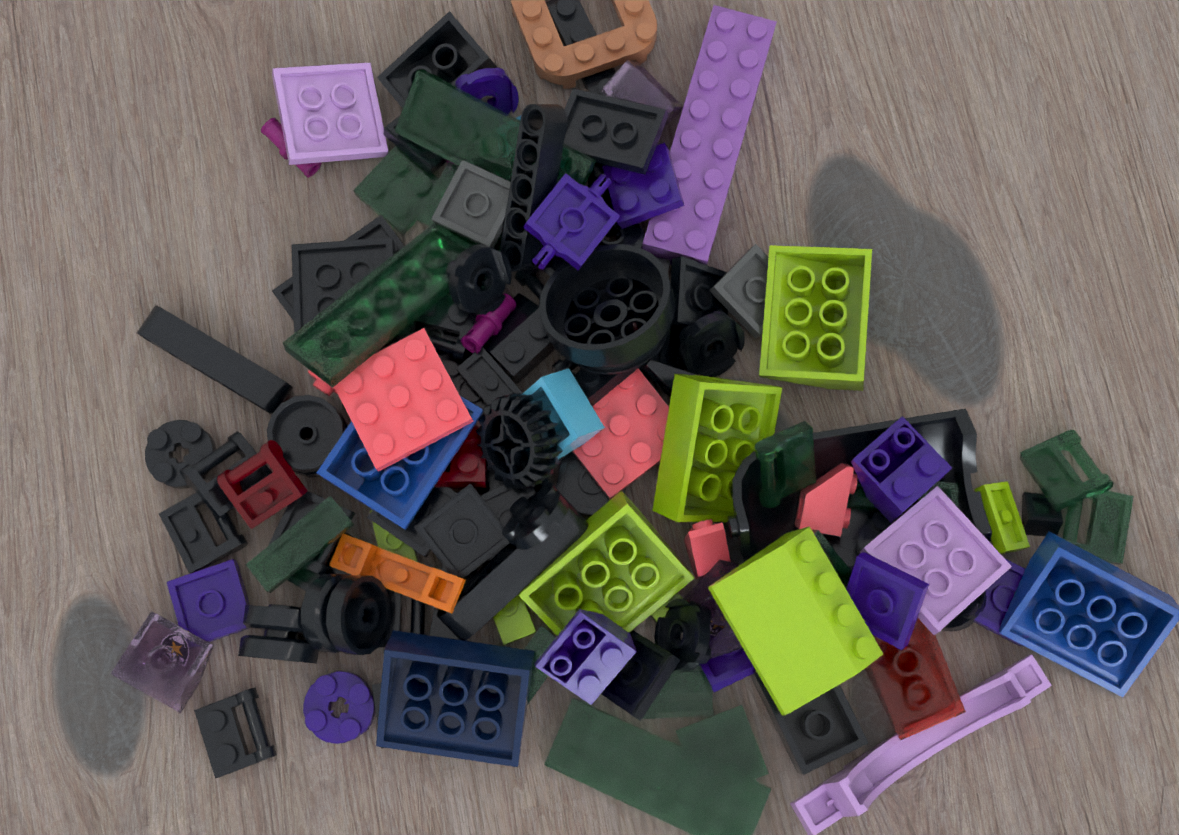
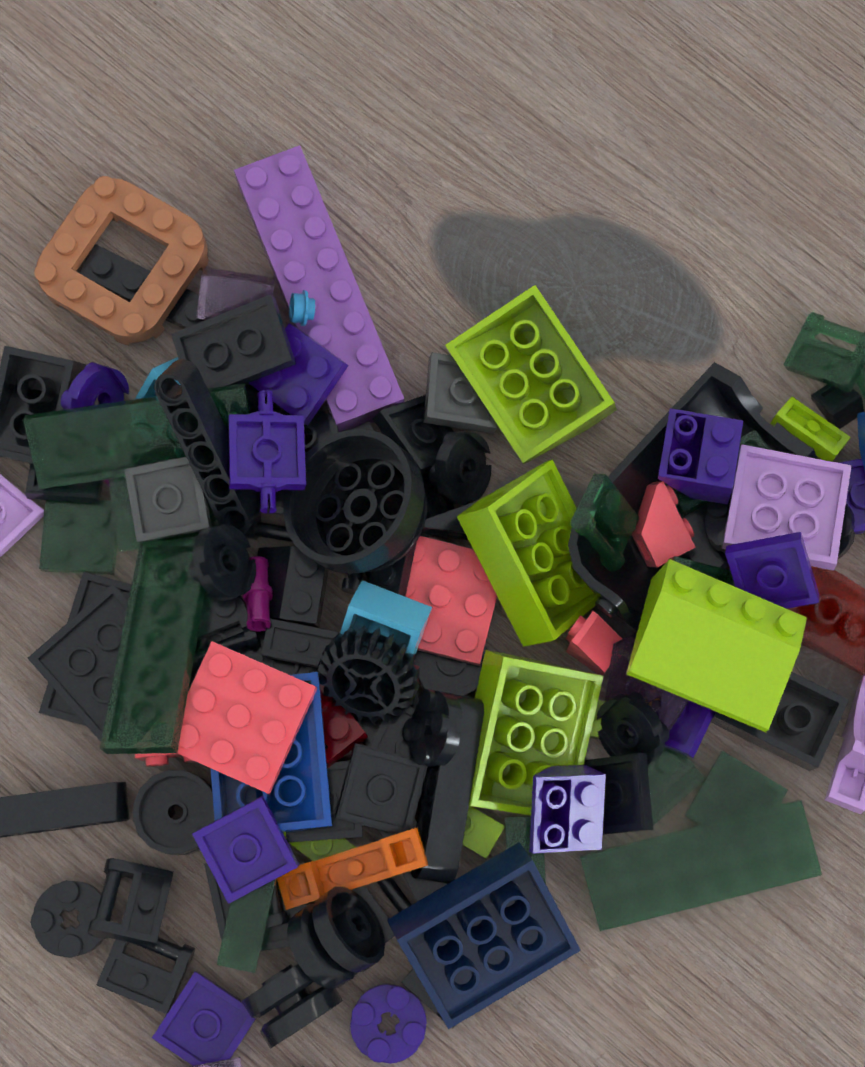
camera: 40 degrees left, 0 degrees up
(268, 494) = (184, 892): dark red plate -> none
(328, 497) = (245, 849): none -> dark purple plate
(682, 138) = (301, 308): none -> dark azure plate

